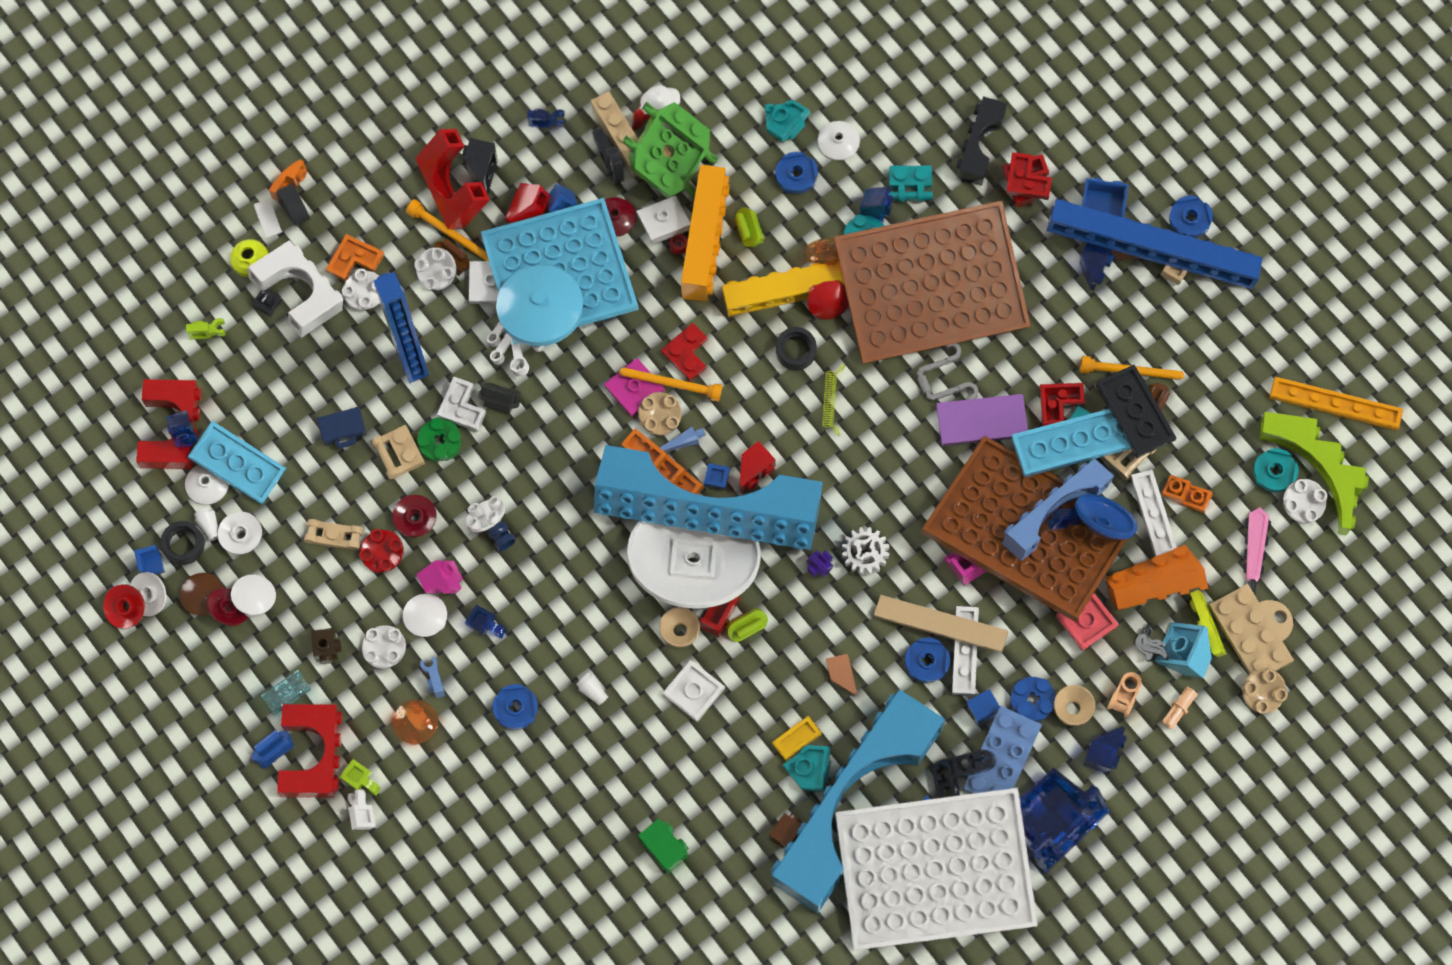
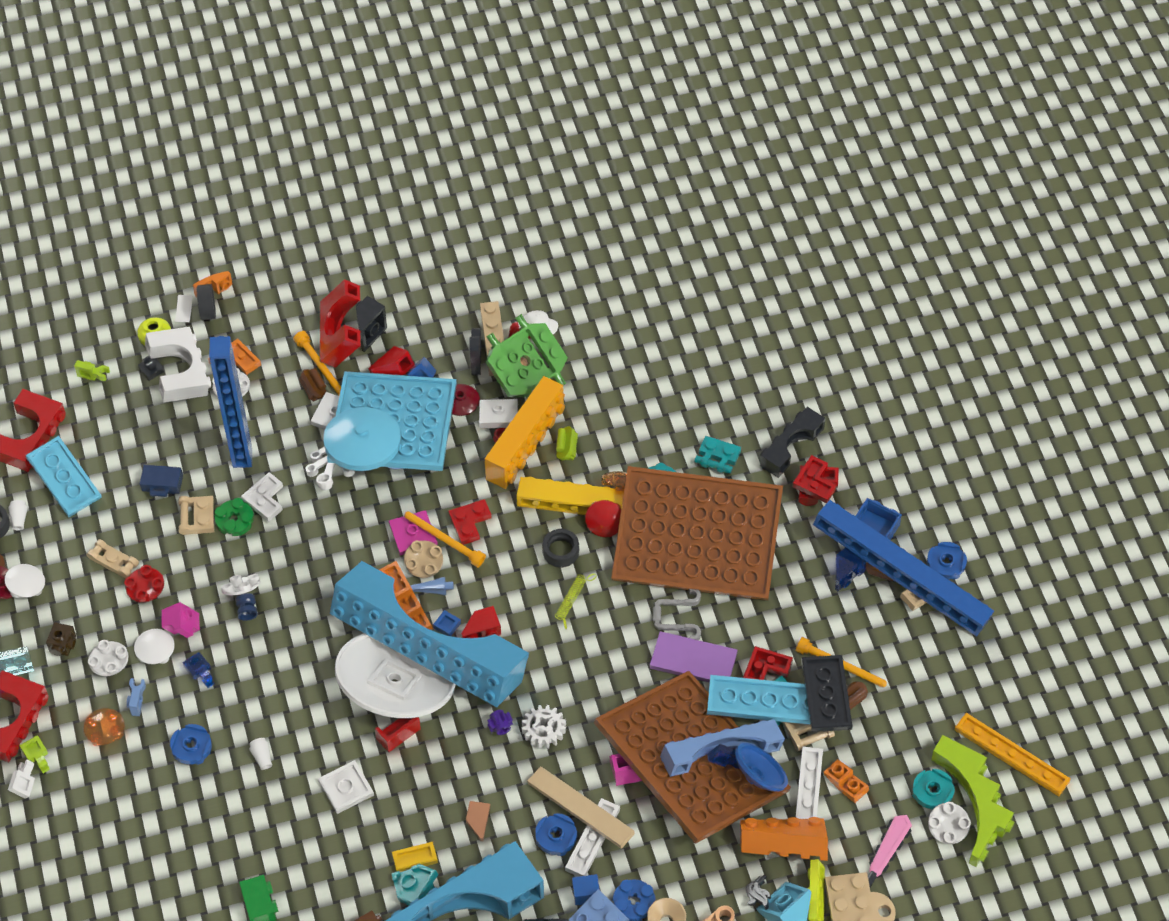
camera: 20 degrees right, 15 degrees down
(181, 429) = (30, 432): clear blue slope -> none
(204, 493) = (31, 492): white dish -> none
(235, 524) = (35, 524): white dish -> none
(409, 507) = (184, 559): dark red dish -> none
(435, 268) = (295, 387): white dish -> none
(499, 397) = (298, 501): pearl dark grey piece -> none
(543, 119) = (436, 307): clear blue plate -> none
(675, 617) = (357, 722): tan piece -> none
(746, 624) = (416, 750): lime piece -> none
(785, 119) = (635, 372): teal plate -> none
(793, 184) = (622, 424): blue plate -> none
(838, 149) = (672, 409): white dish -> none
(877, 203) = (680, 457): clear blue slope -> none
(1091, 625) = (711, 854): coral plate -> none

